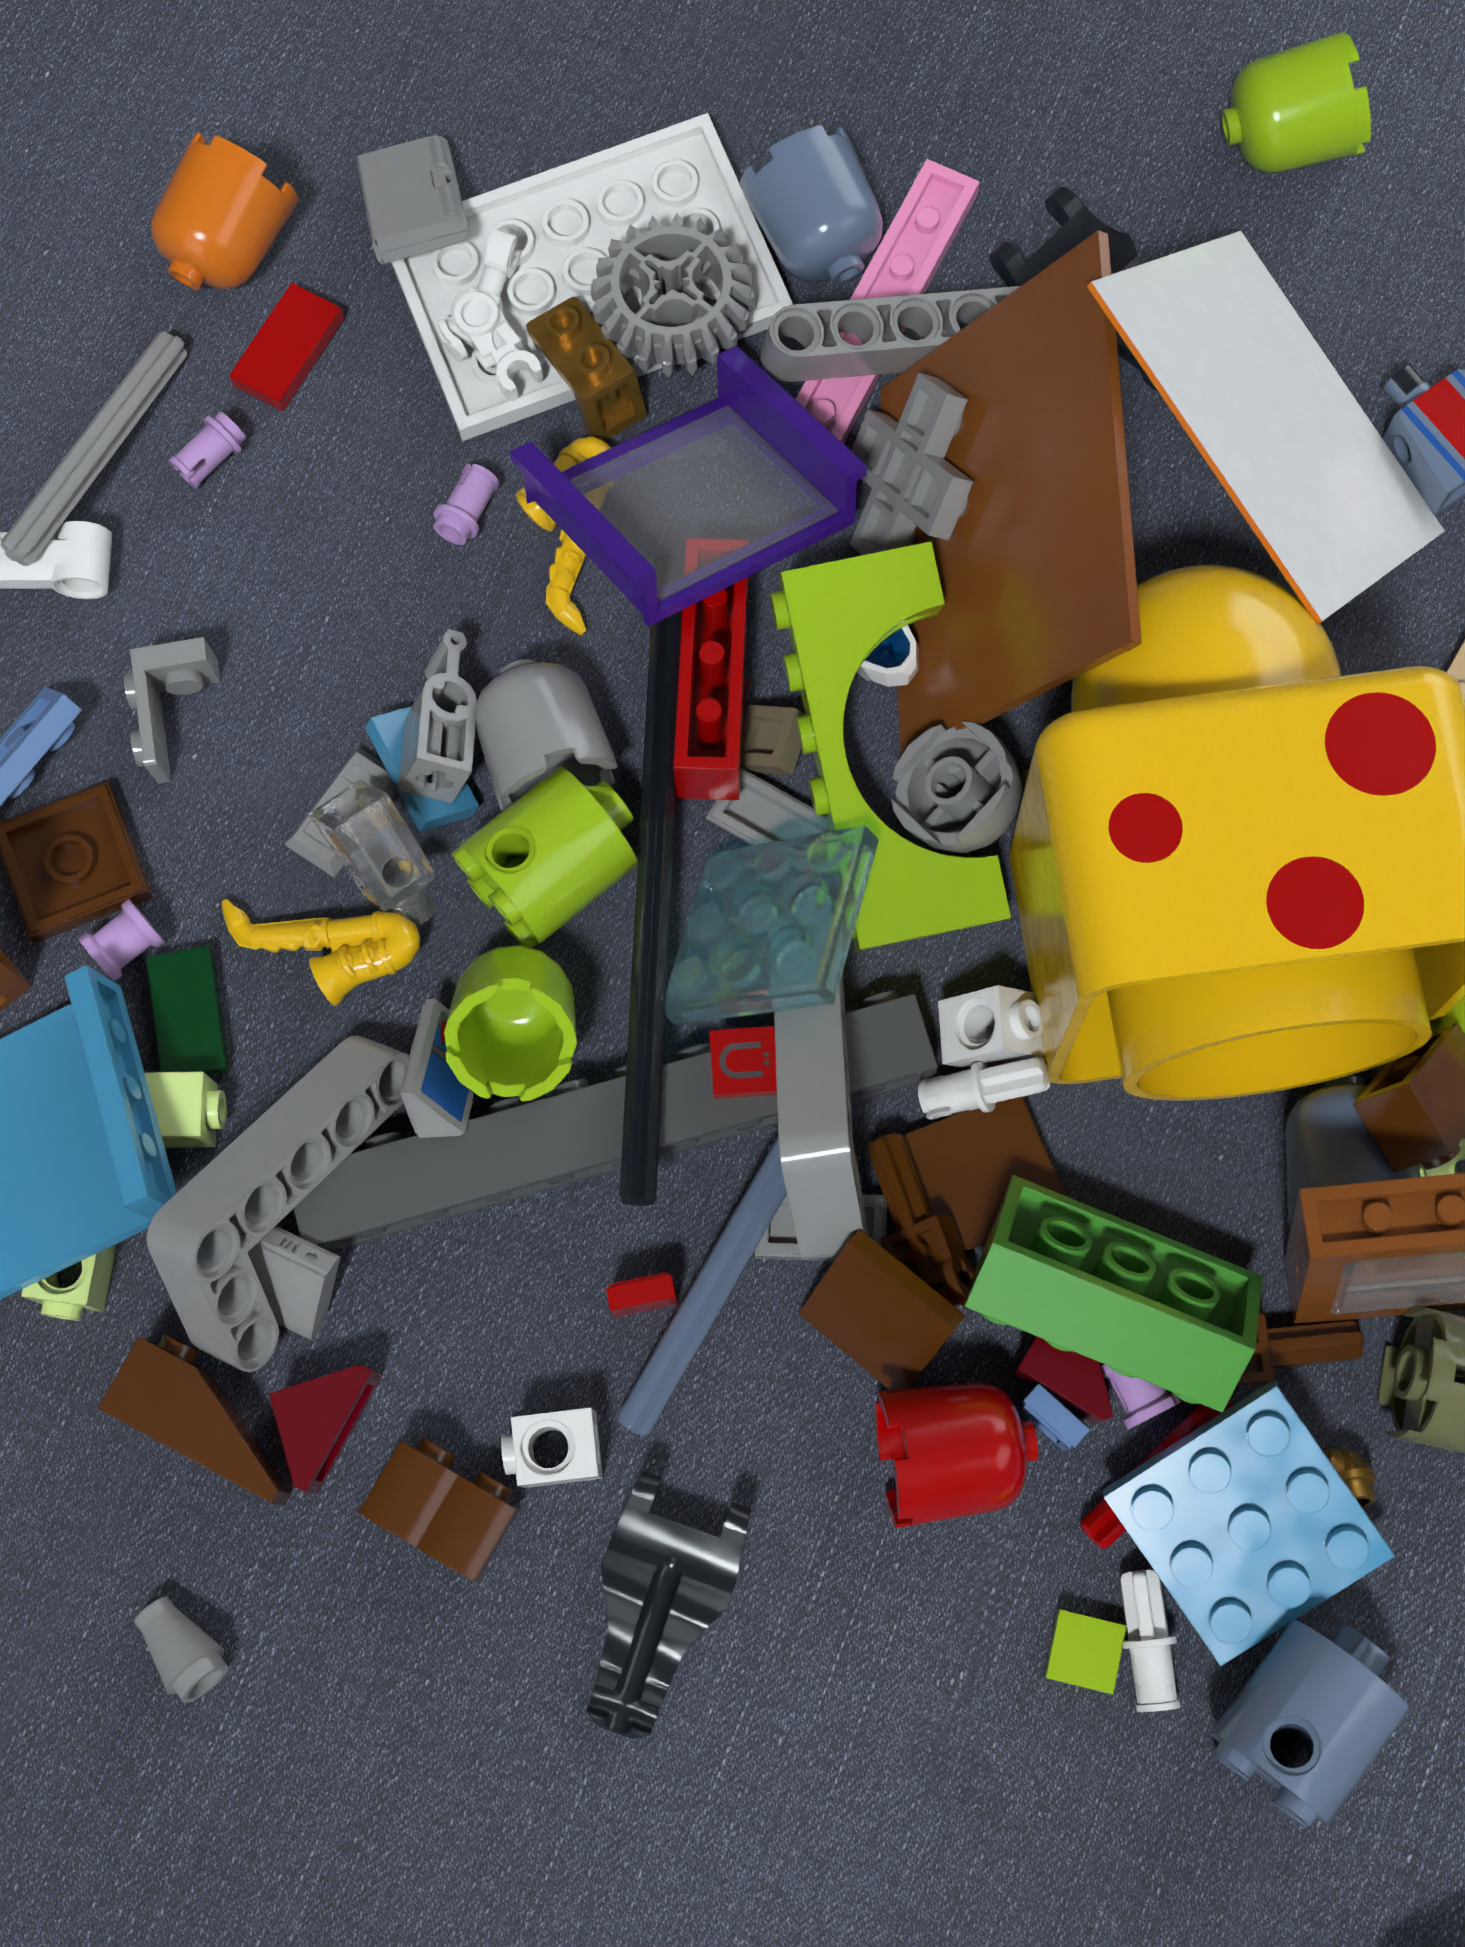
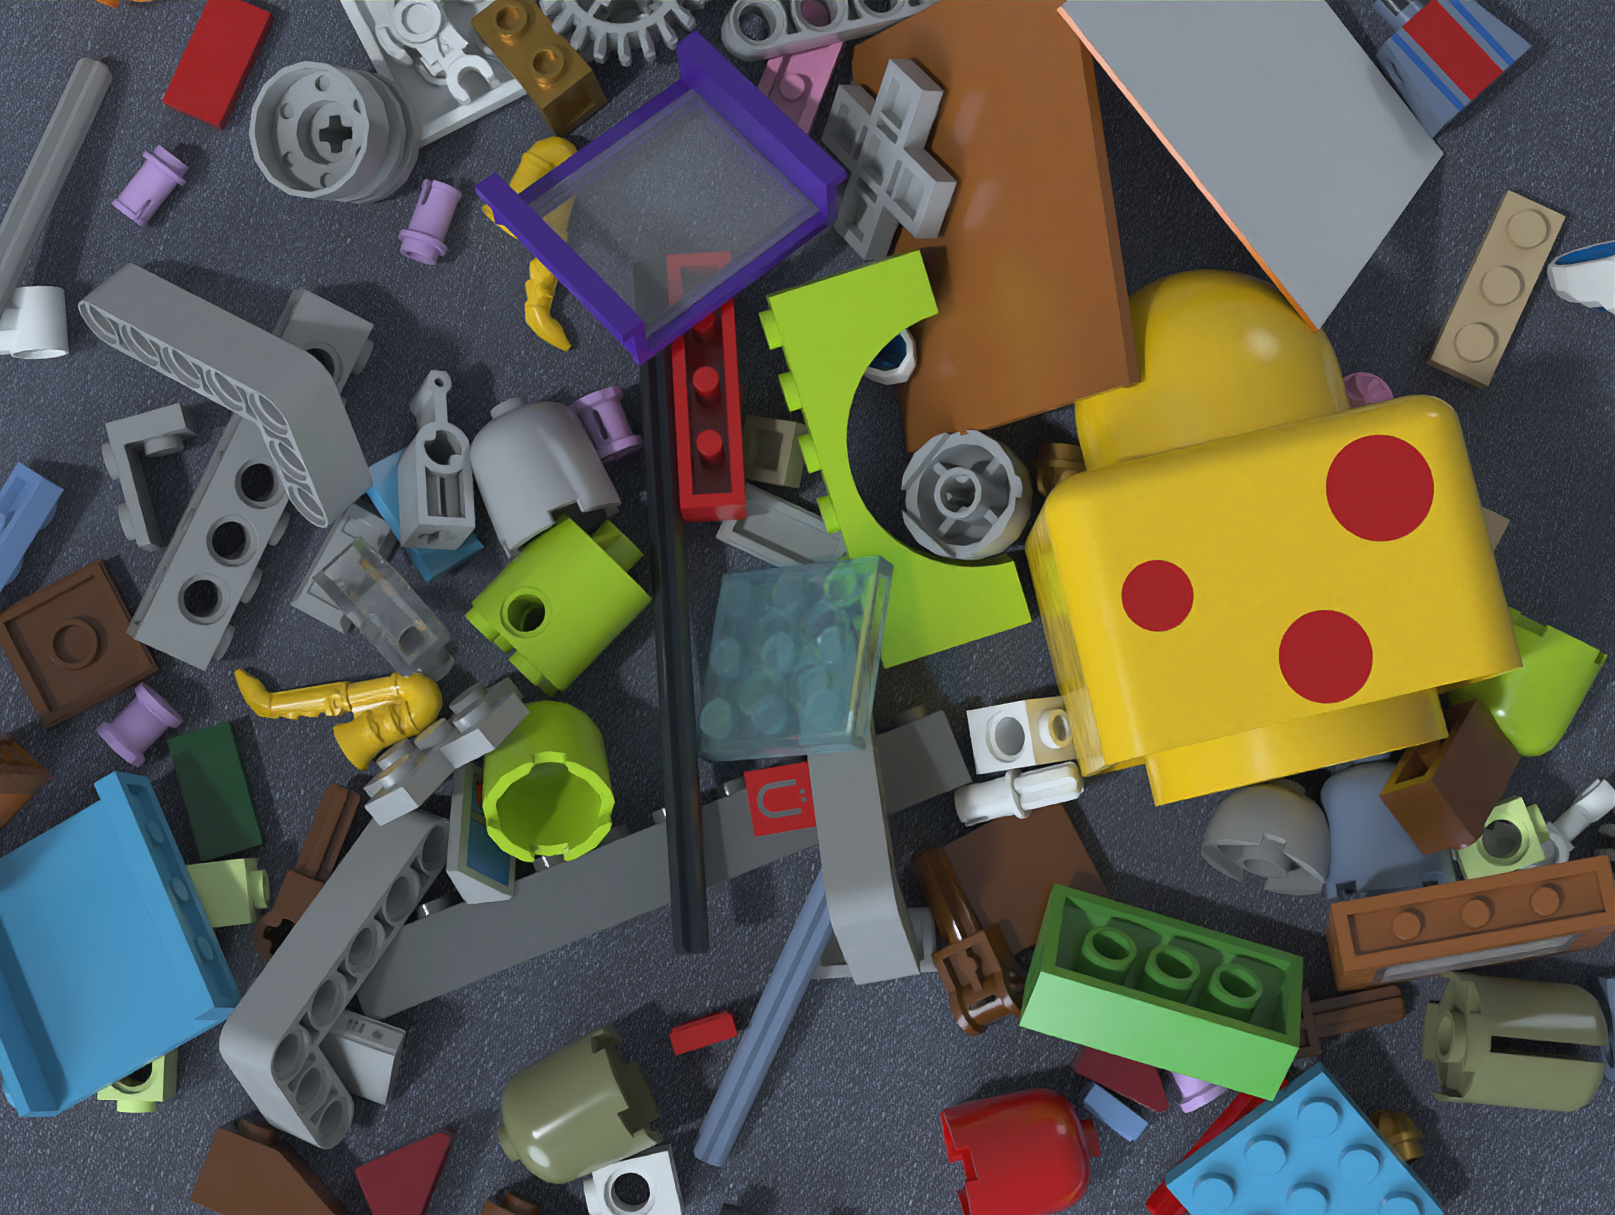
camera: 10 degrees left, 10 degrees up
(277, 603) = (245, 372): none -> light grey beam
(282, 1072) = (313, 867): none -> reddish brown connector
(339, 581) = (218, 499): none -> light grey brick
(384, 405) = (305, 129): none -> light grey wheel
(410, 976) = (415, 771): none -> light grey plate
(504, 1357) = (578, 1110): none -> olive cylinder
(613, 700) = (607, 424): none -> lavender bush
(880, 1313) = (938, 1031): reddish brown tile -> none
(1236, 1154) = (1271, 834): none -> light grey cylinder

